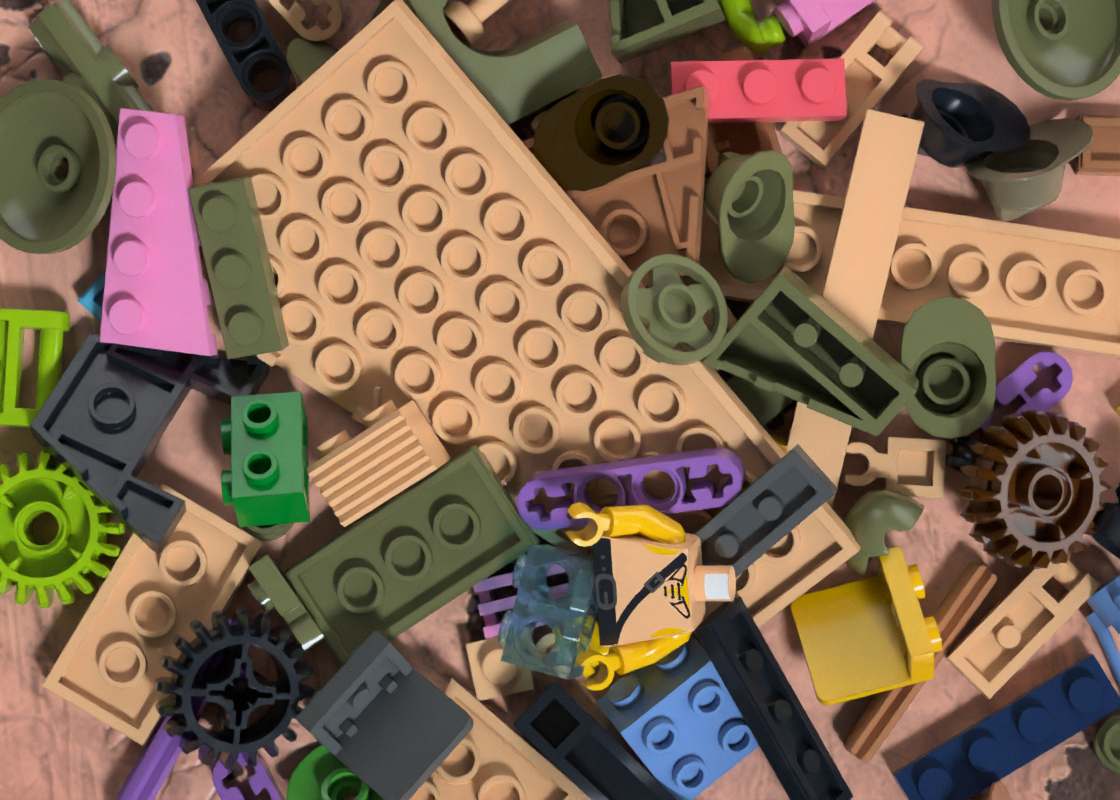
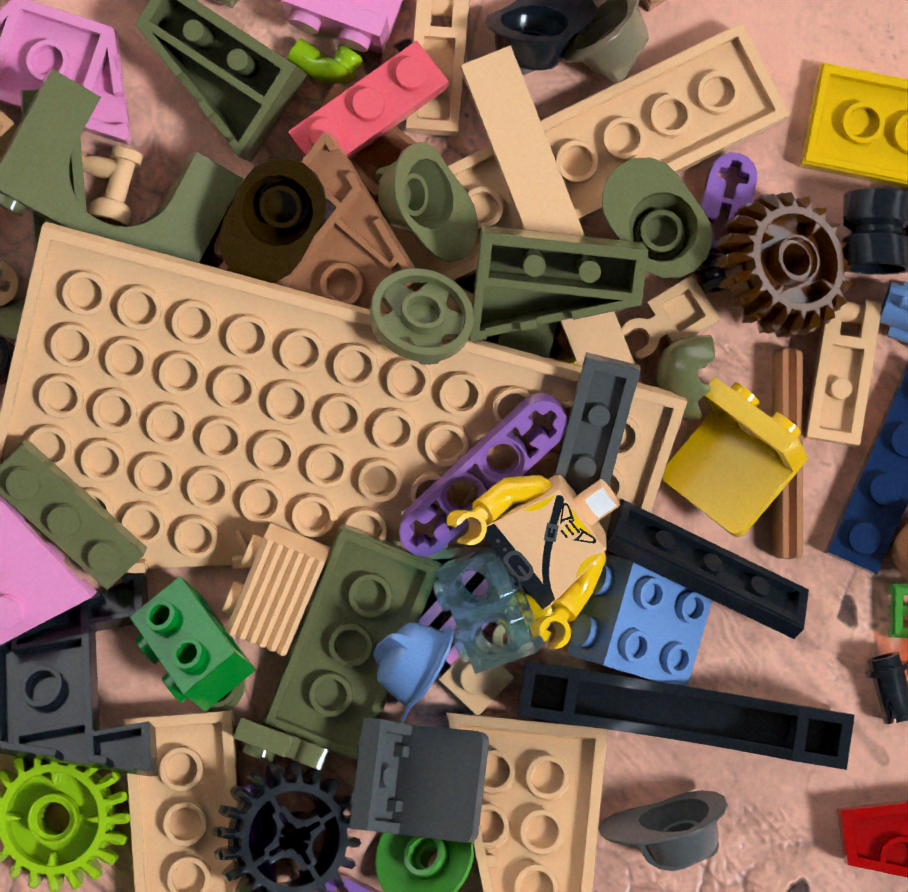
camera: 30 degrees left, 0 degrees up
(452, 610) = (411, 661): none -> medium blue piece

